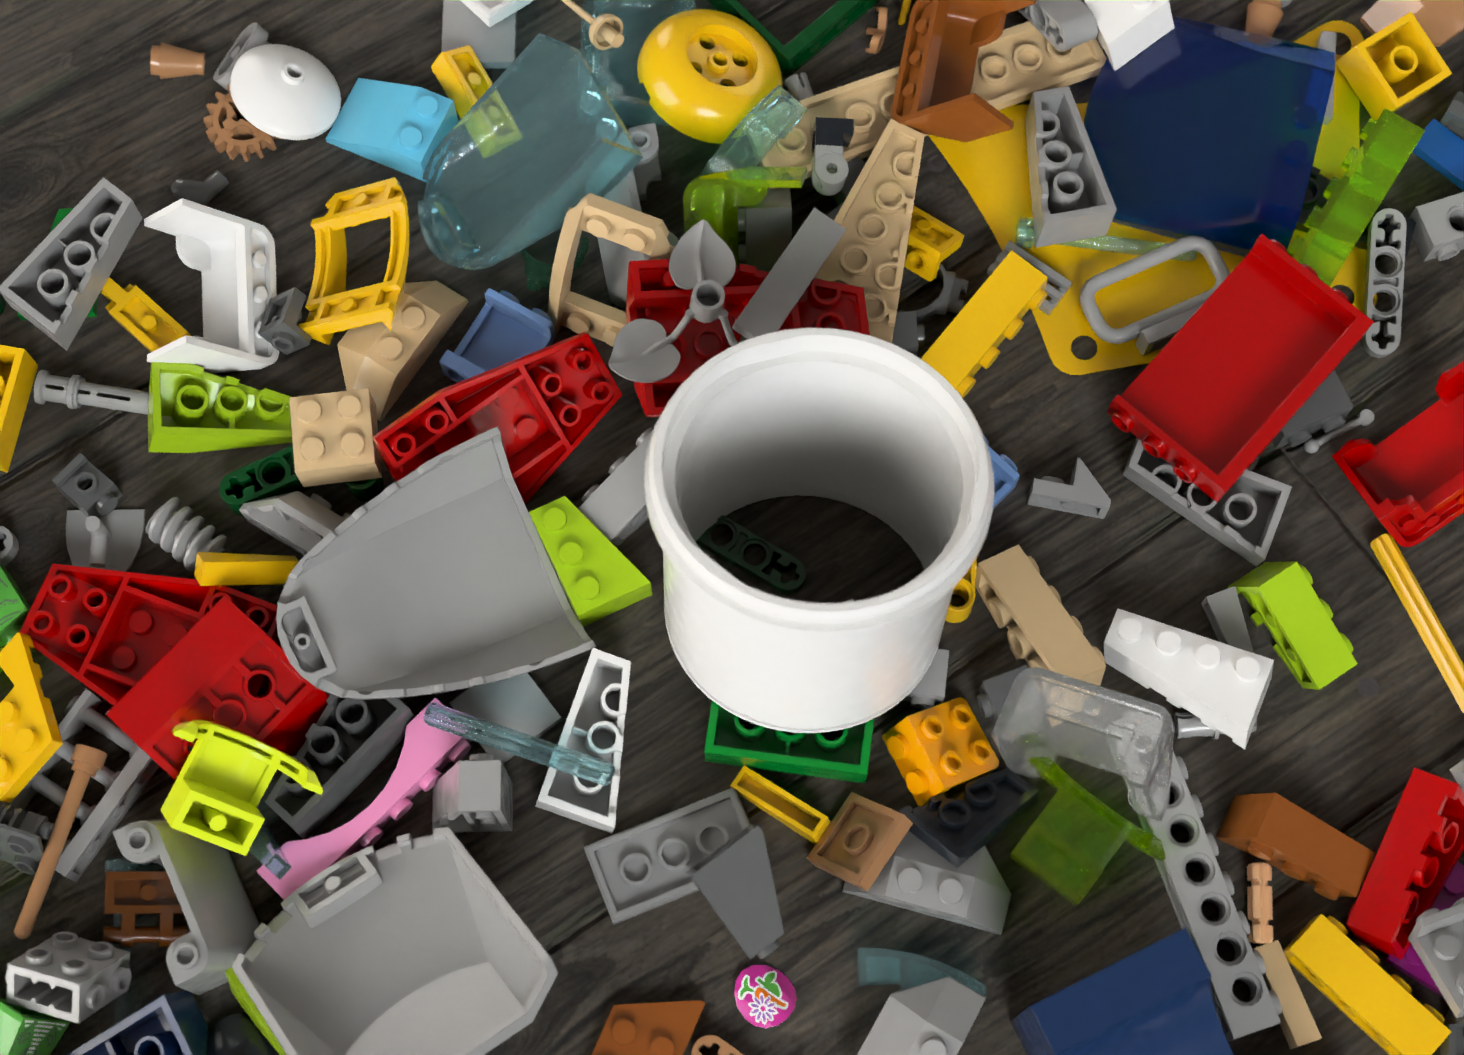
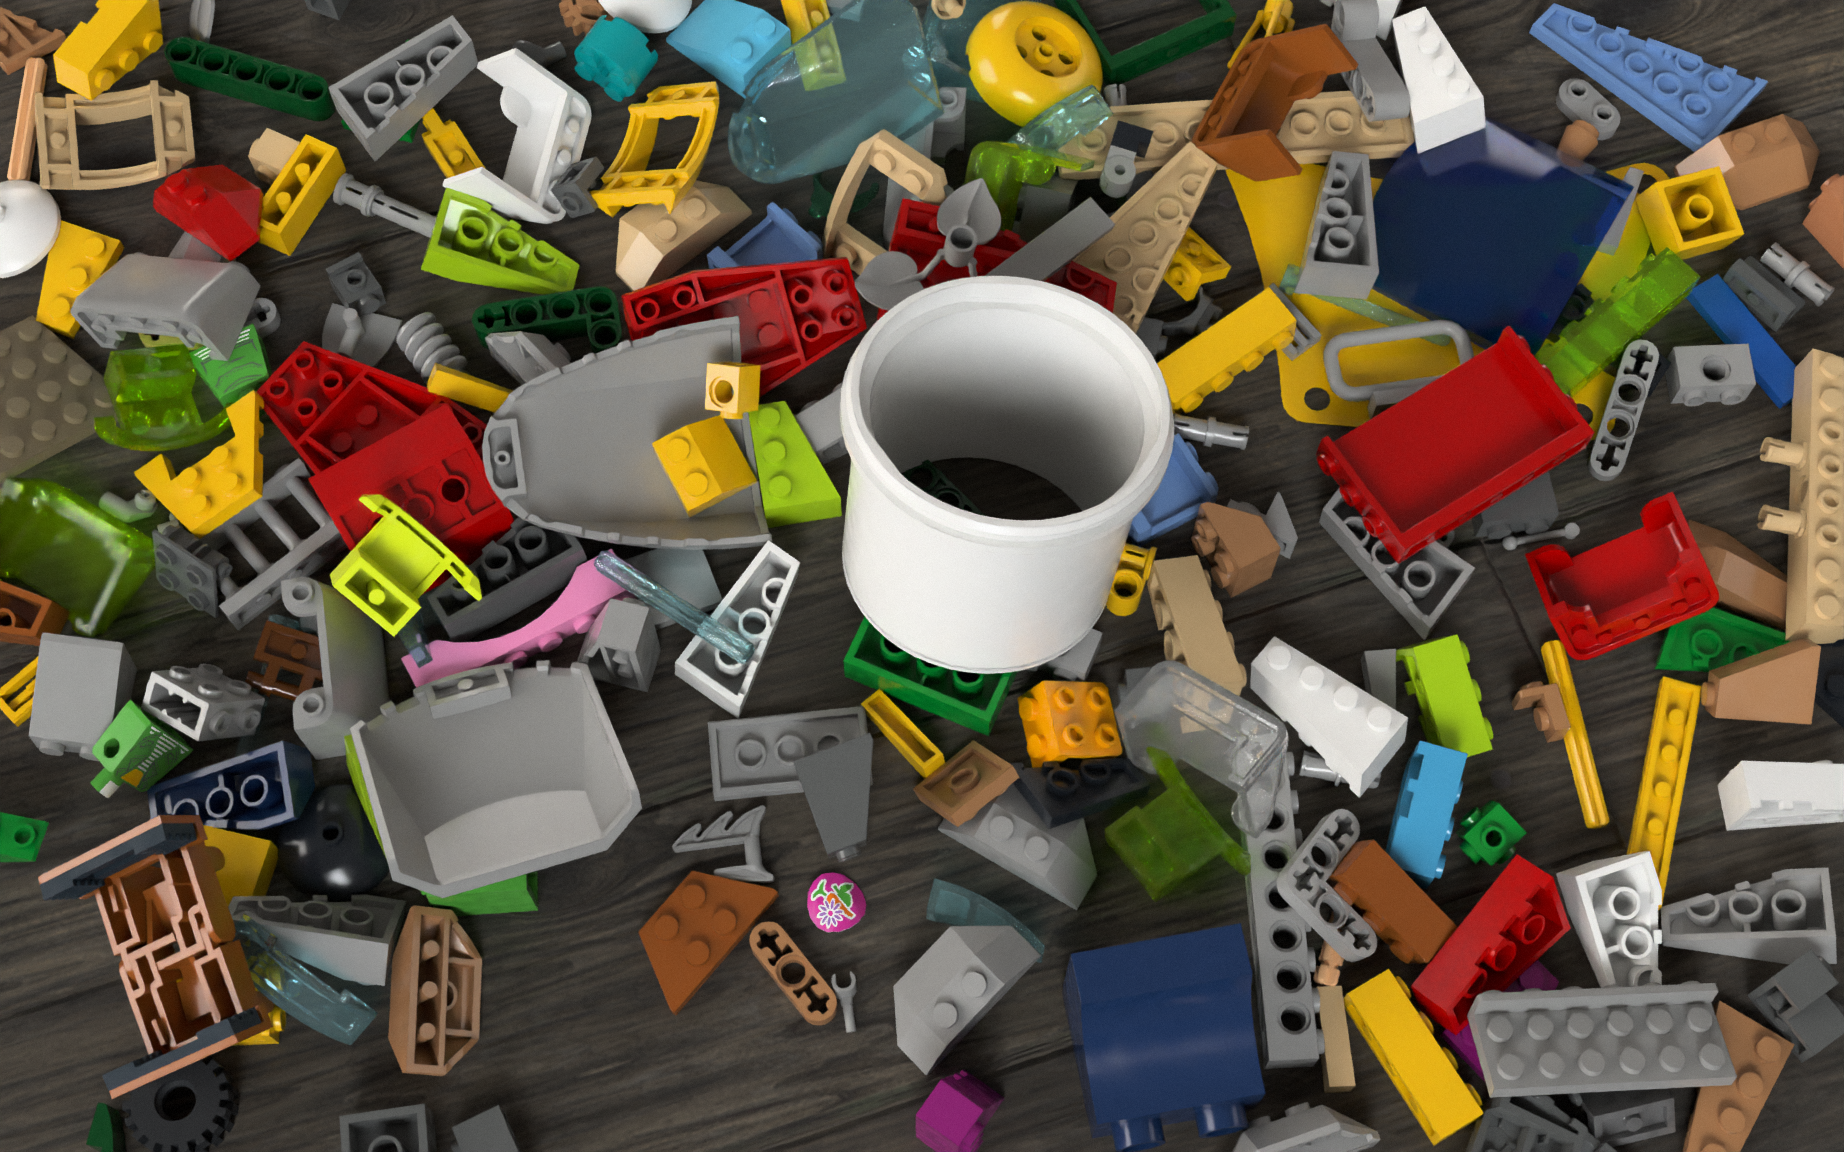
camera: 15 degrees right, 5 degrees down
(85, 764) = (278, 522): medium nougat piece -> none
(282, 175) = (615, 57): none -> teal brick
(335, 437) = (588, 293): tan brick -> none
(503, 584) = (703, 464): none -> yellow slope
(521, 489) = (719, 384): none -> yellow brick
(652, 948) = (743, 831): none -> light grey piece
(879, 32) = (1205, 71): medium nougat piece -> none
(1000, 410) = (1211, 431): none -> light grey pin
(1052, 525) = (1235, 546): none -> medium nougat slope
(1231, 854) = (1316, 889): none -> light grey beam
(1310, 745) = (1424, 811): none -> dark azure wedge
(1377, 749) = (1503, 834): none -> green brick
(1398, 606) = (1549, 710): none -> medium nougat bracket

